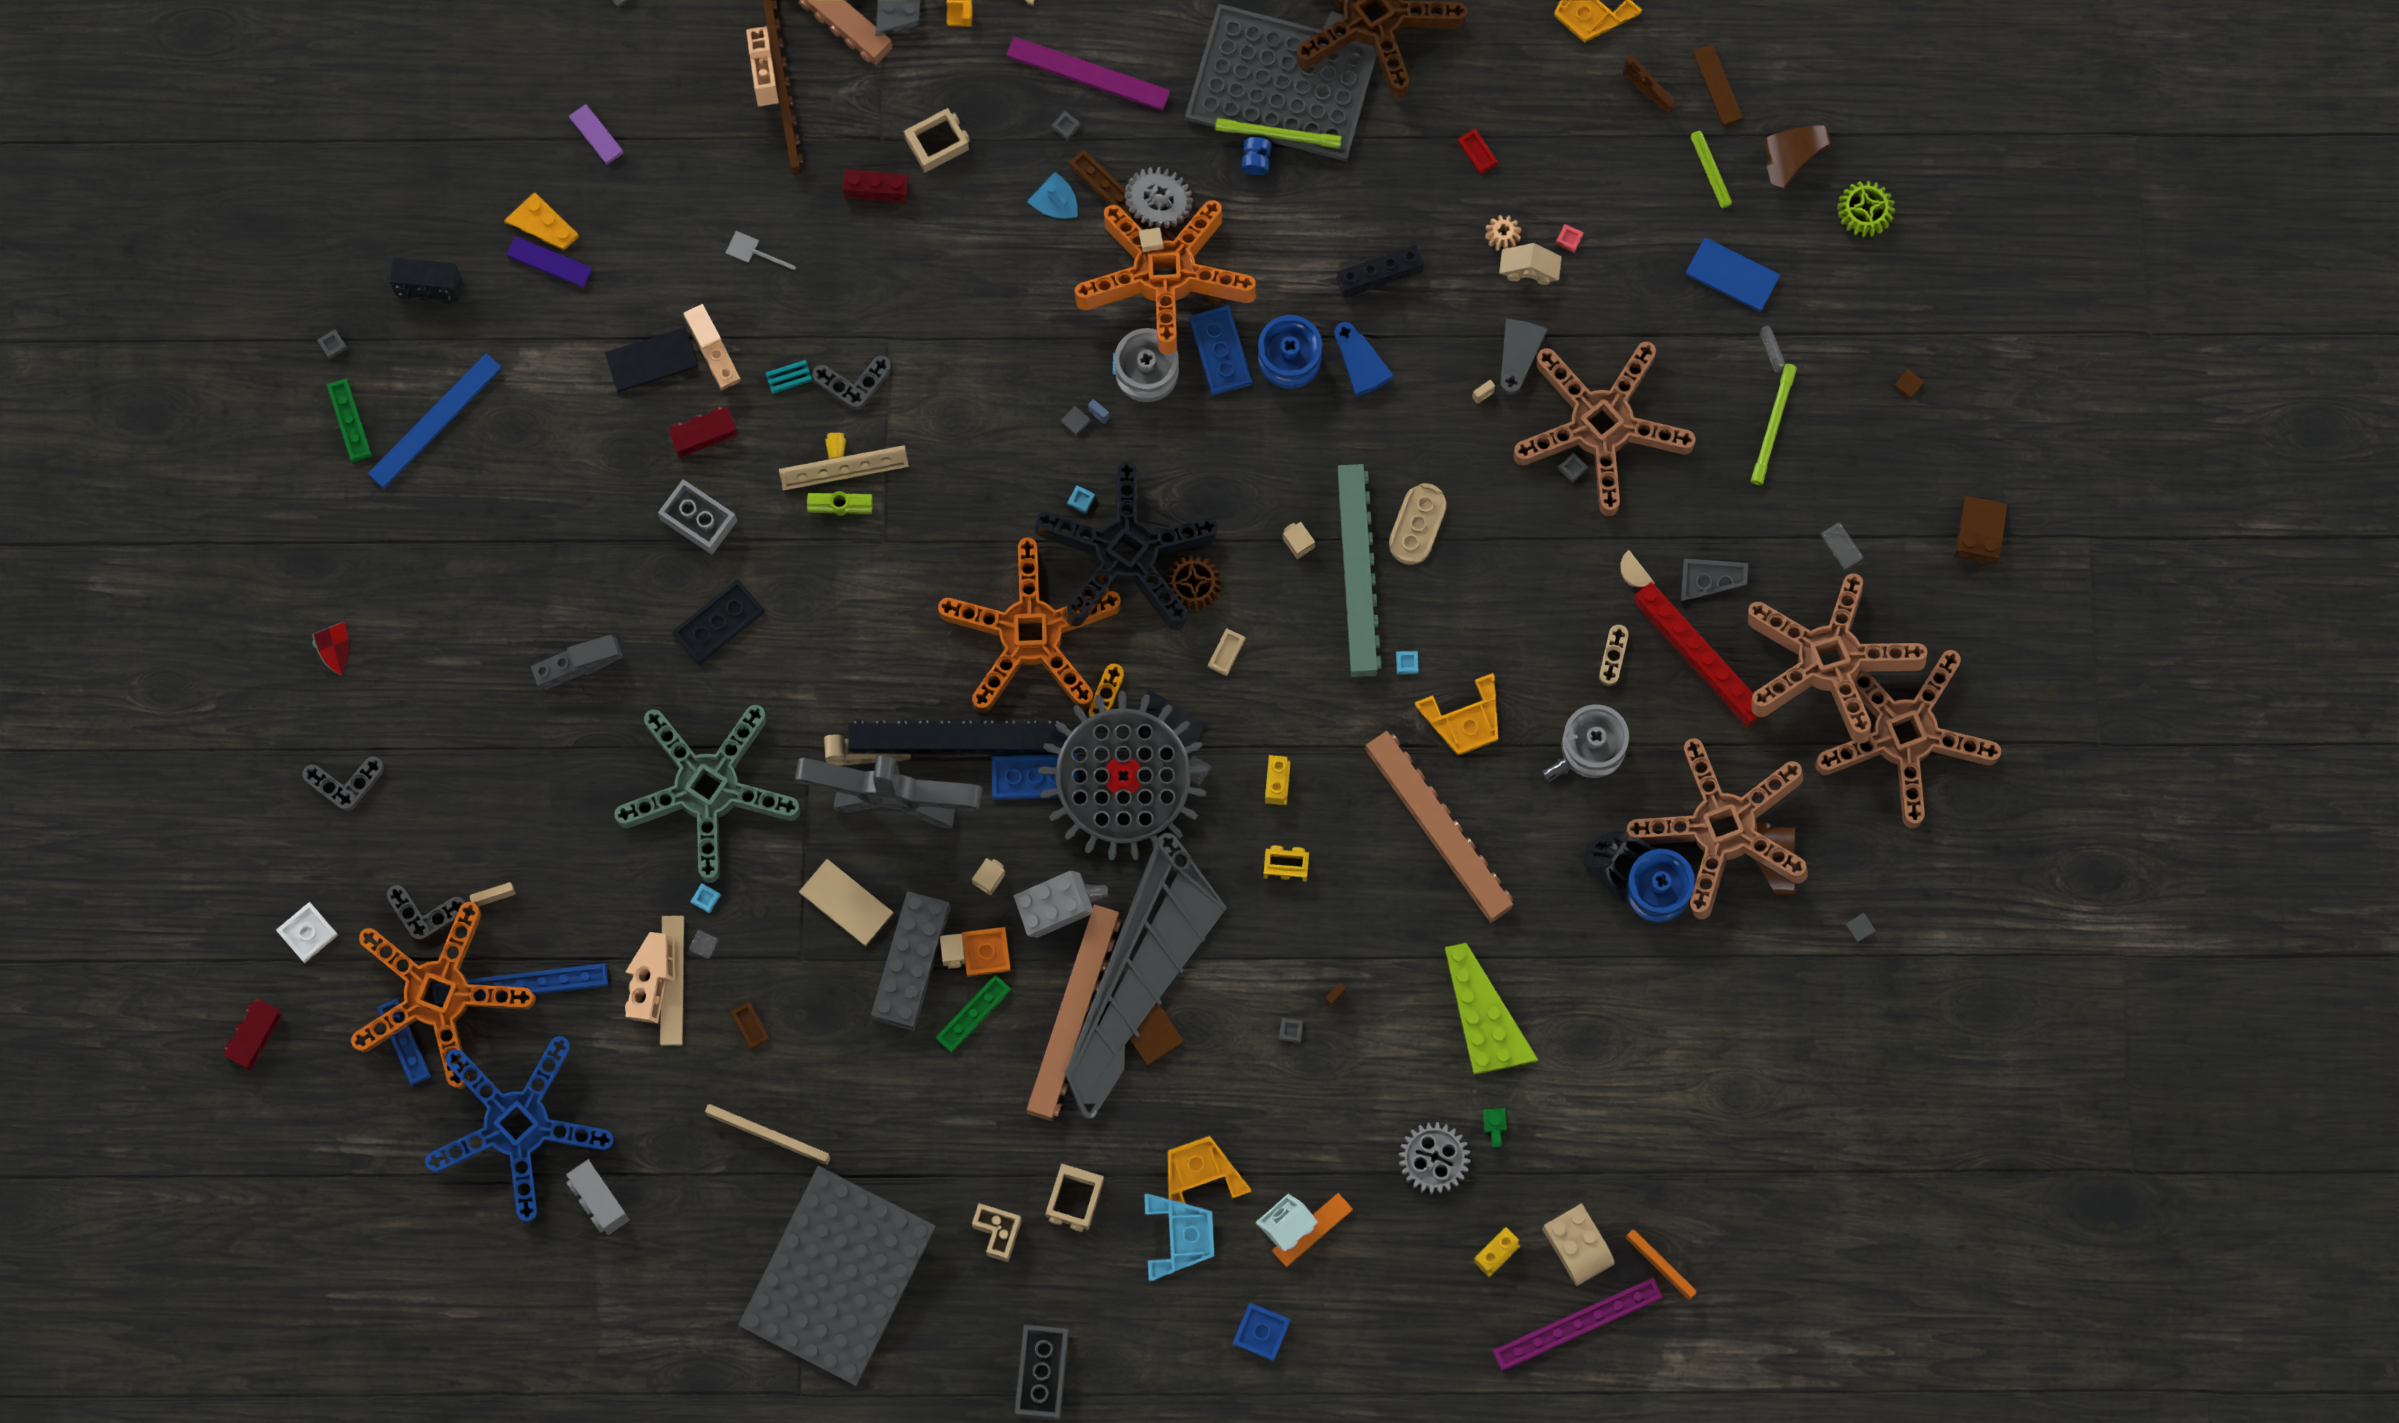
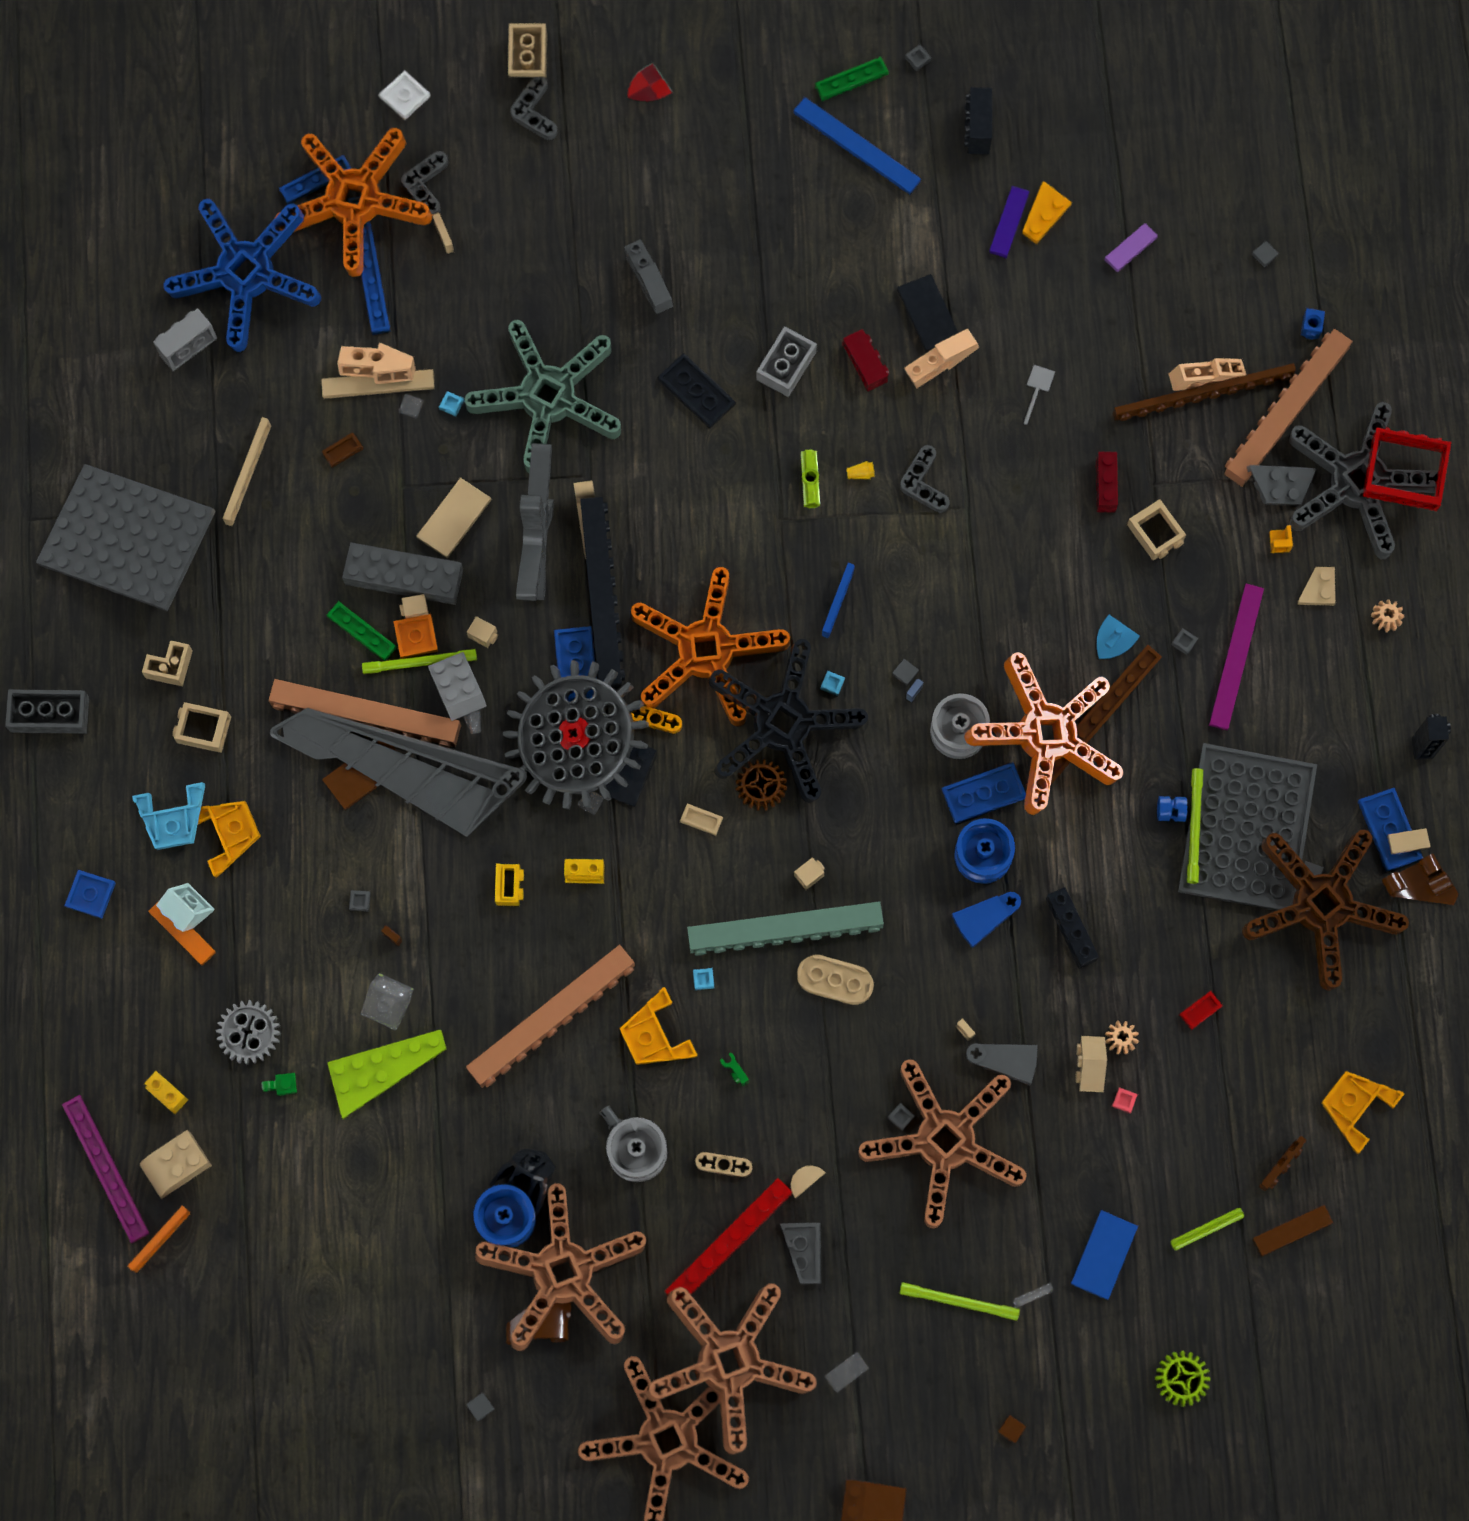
camera: 85 degrees right, 0 degrees up
(252, 1034) = (314, 62): dark red brick -> none
(273, 782) = (527, 50): none -> tan brick
(786, 369) = (918, 413): teal tile -> none
(843, 467) = (843, 479): tan tile -> none
(986, 484) = (839, 597): none -> blue tile
(1018, 996) = (378, 666): none -> lime piece
(1151, 239) = (1075, 717): tan tile -> none
(1159, 196) = (1138, 724): light grey gear -> none
(1409, 1003) = (387, 1001): none -> clear slope
(1516, 632) = (738, 1074): none -> green plate
(1792, 149) = (1232, 1303): reddish brown panel -> none

